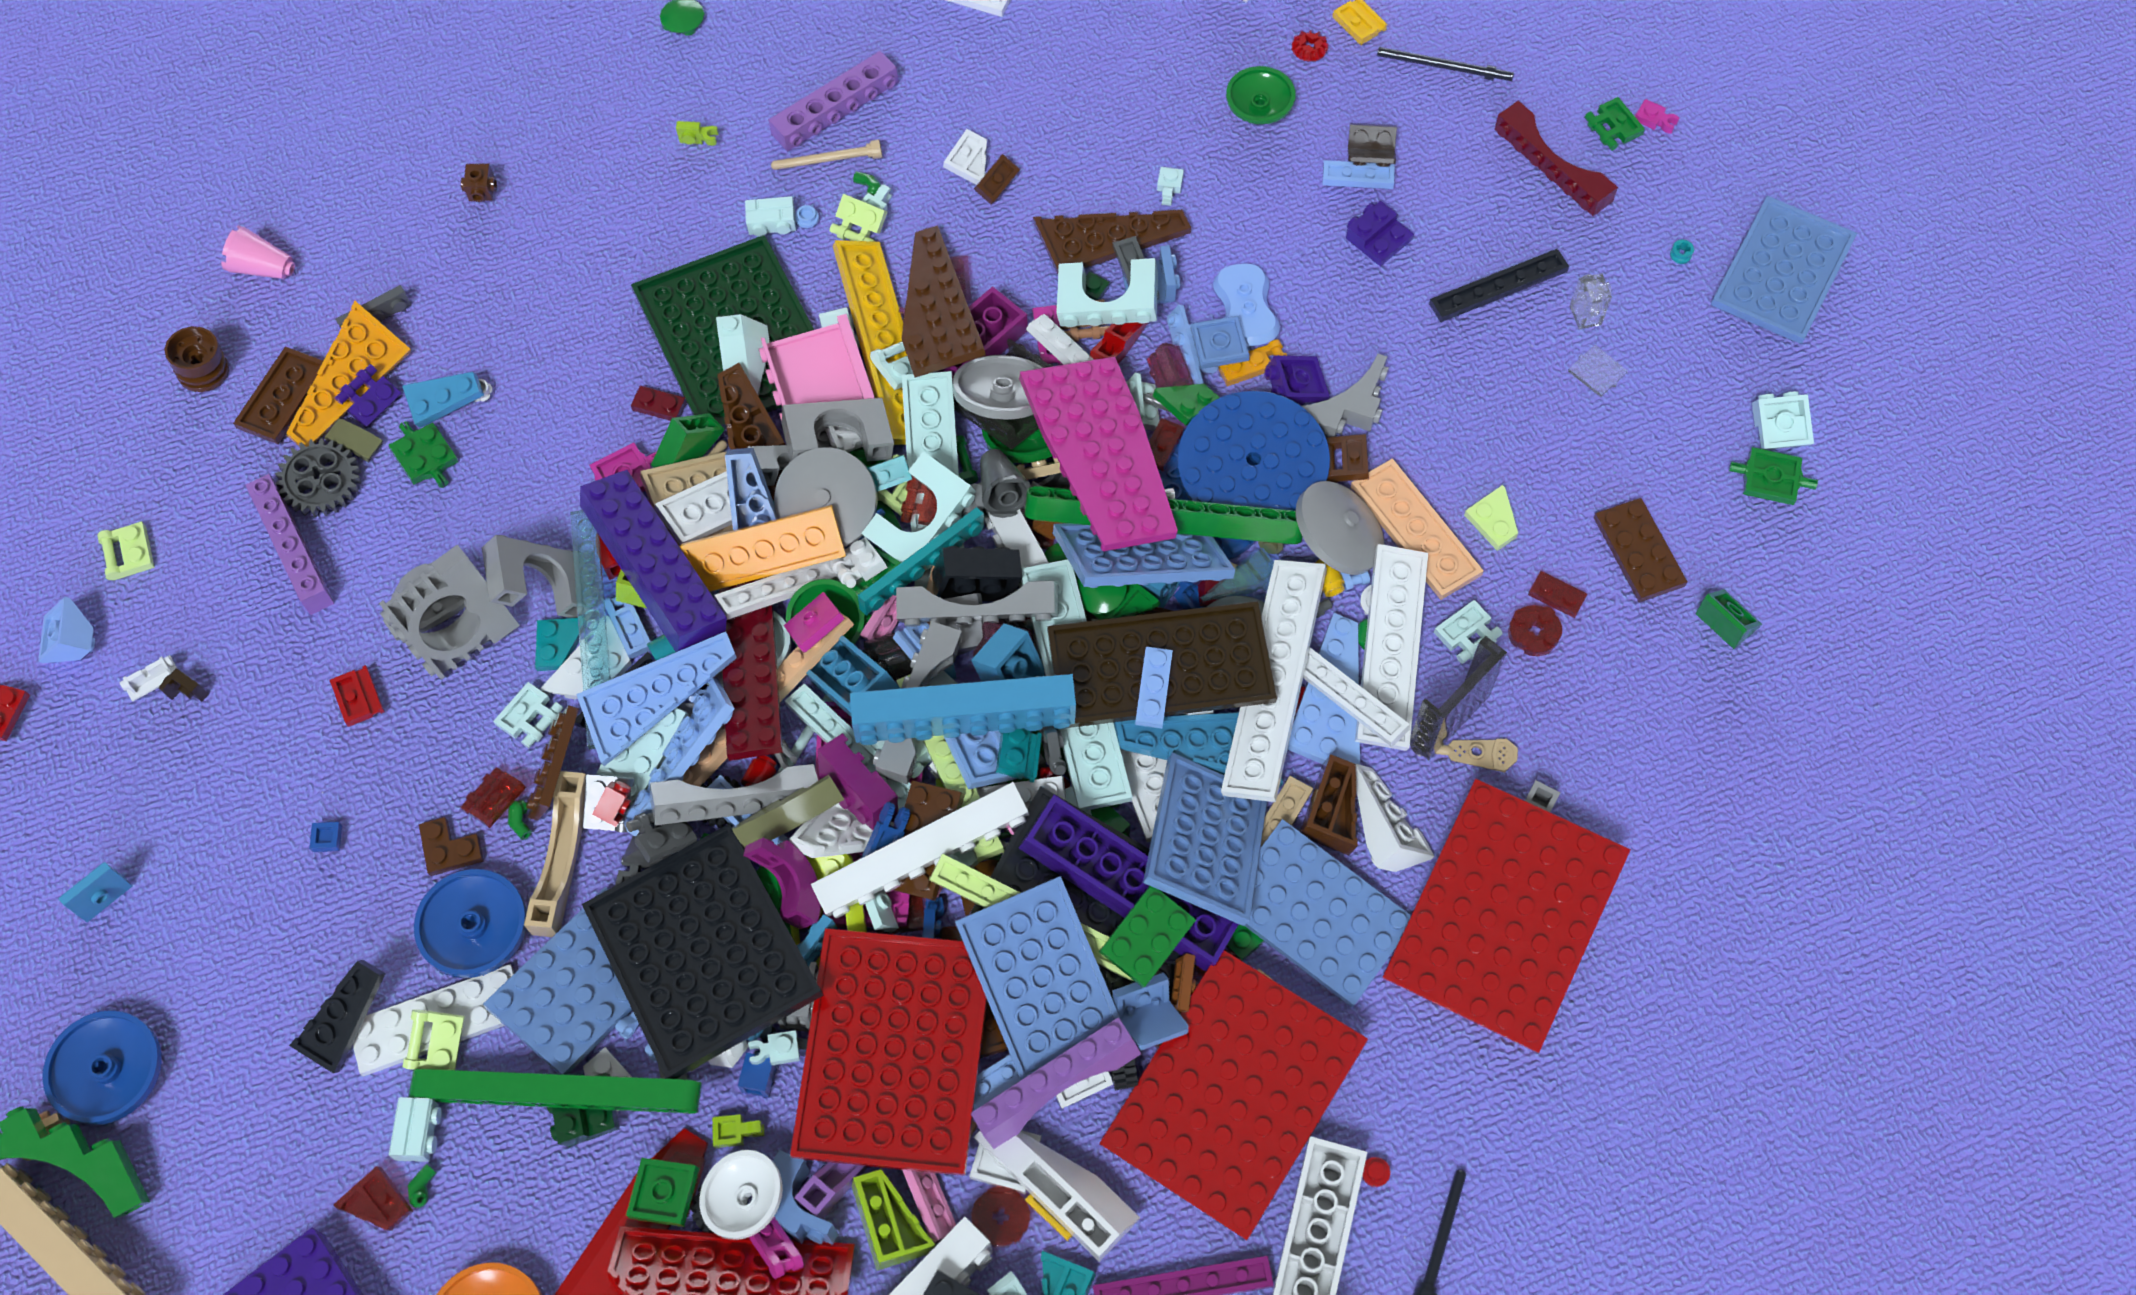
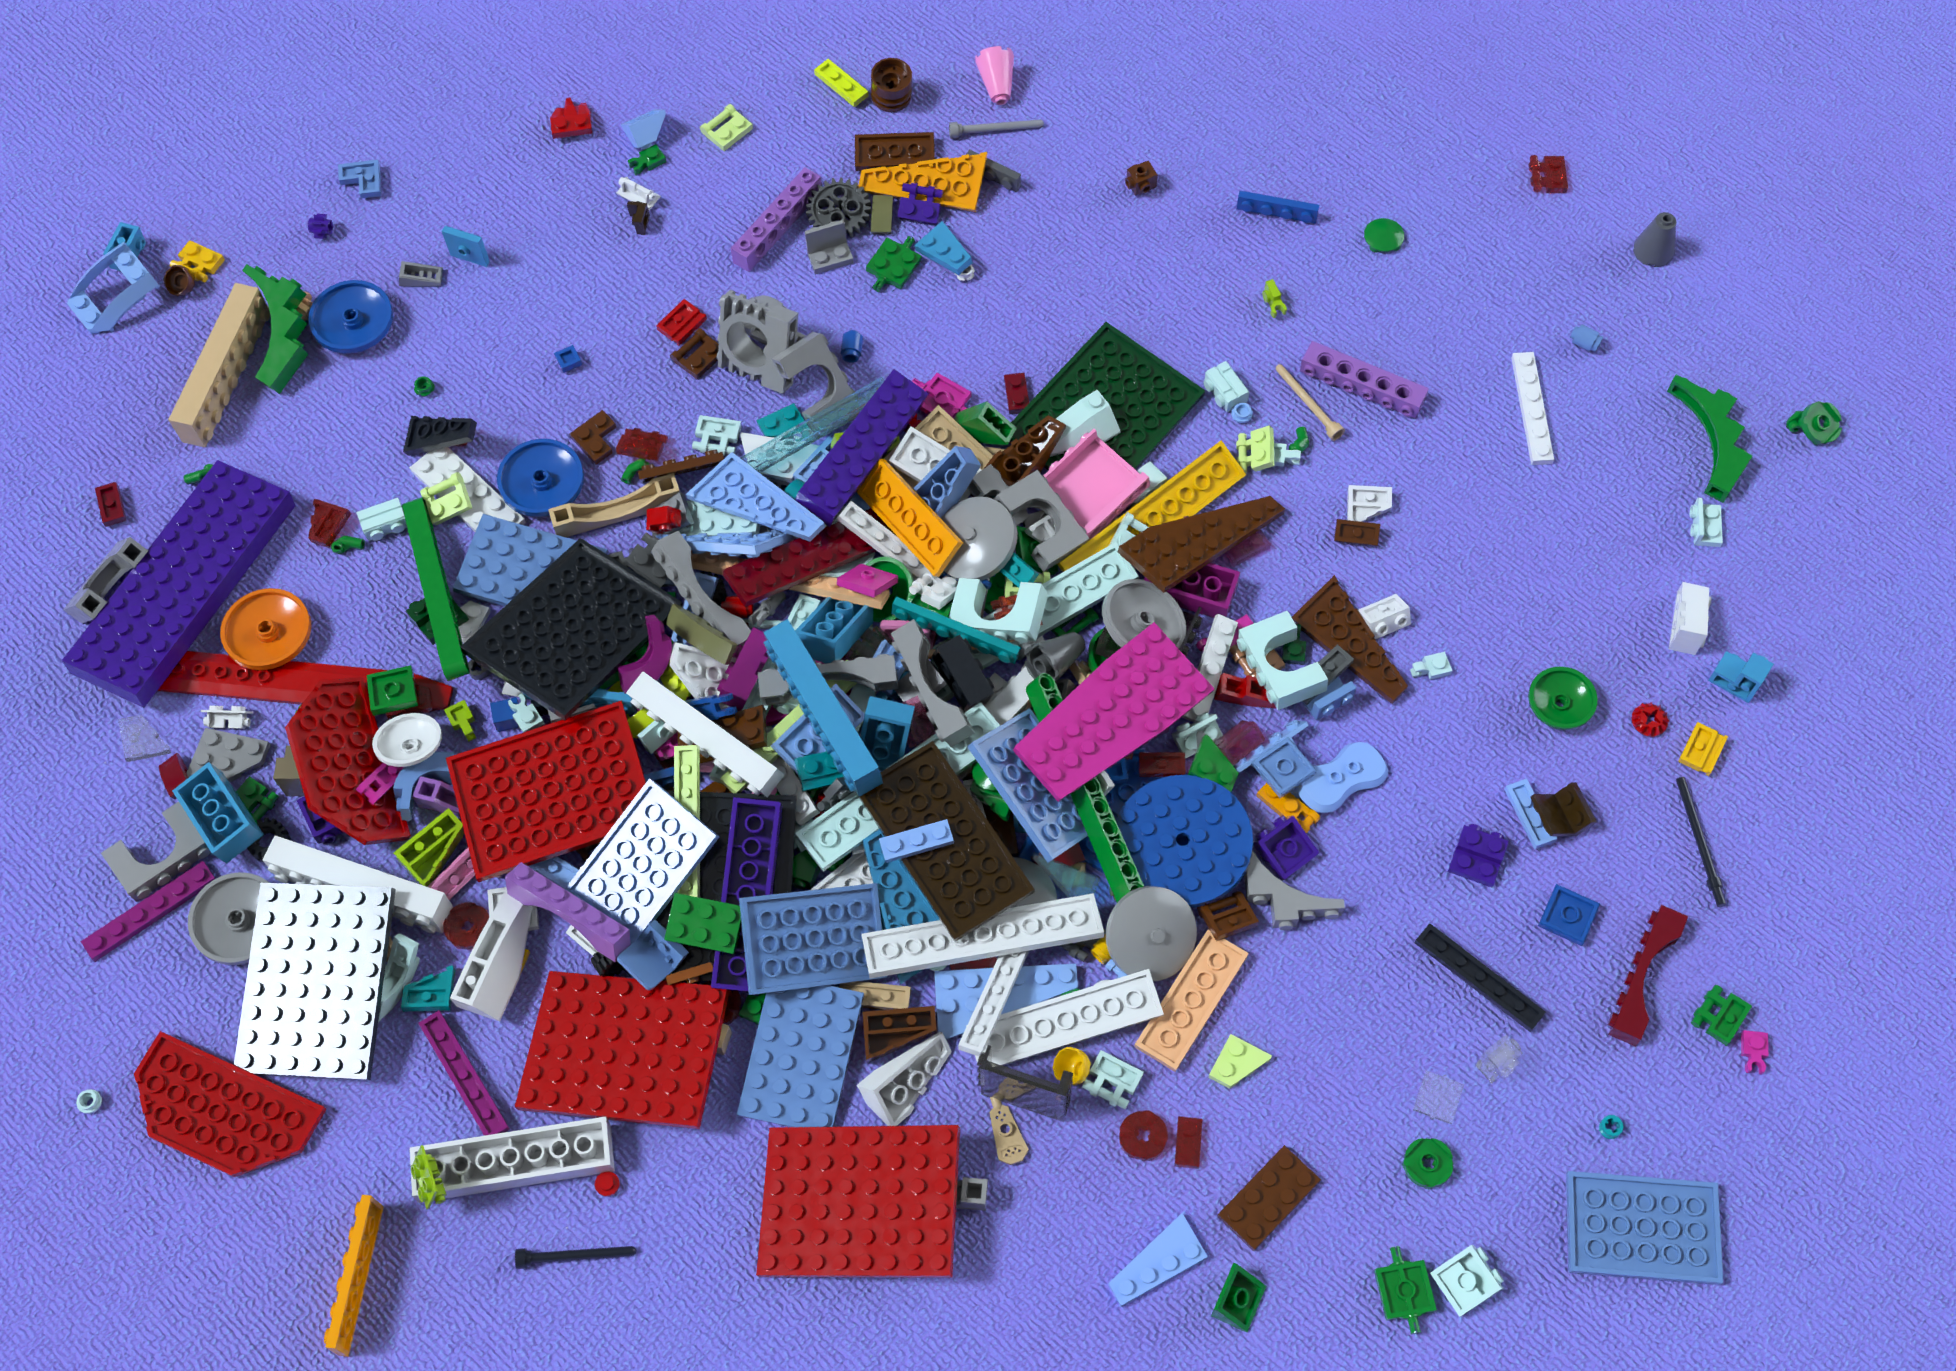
camera: 65 degrees right, 0 degrees up
(99, 972) = (421, 269): none -> light grey slope
(108, 647) = (648, 158): none -> green plate
(152, 410) = (841, 82): none -> neon yellow plate
(256, 1010) = (423, 382): none -> green plate
(296, 326) = (957, 130): none -> light grey piece
(363, 508) = (828, 247): none -> light grey bracket
(416, 692) = (701, 359): none -> reddish brown plate
(500, 527) = (851, 346): none -> blue brick
(592, 85) = (1277, 207): none -> blue plate
(1097, 193) = (1386, 615): none -> white bracket
(1442, 660) = (1073, 1061): none -> yellow hair
(1470, 190) = (1569, 915): none -> blue plate
(1659, 417) = (1442, 1163): none -> green plate
(1667, 669) = (1160, 1261): none -> light blue wing

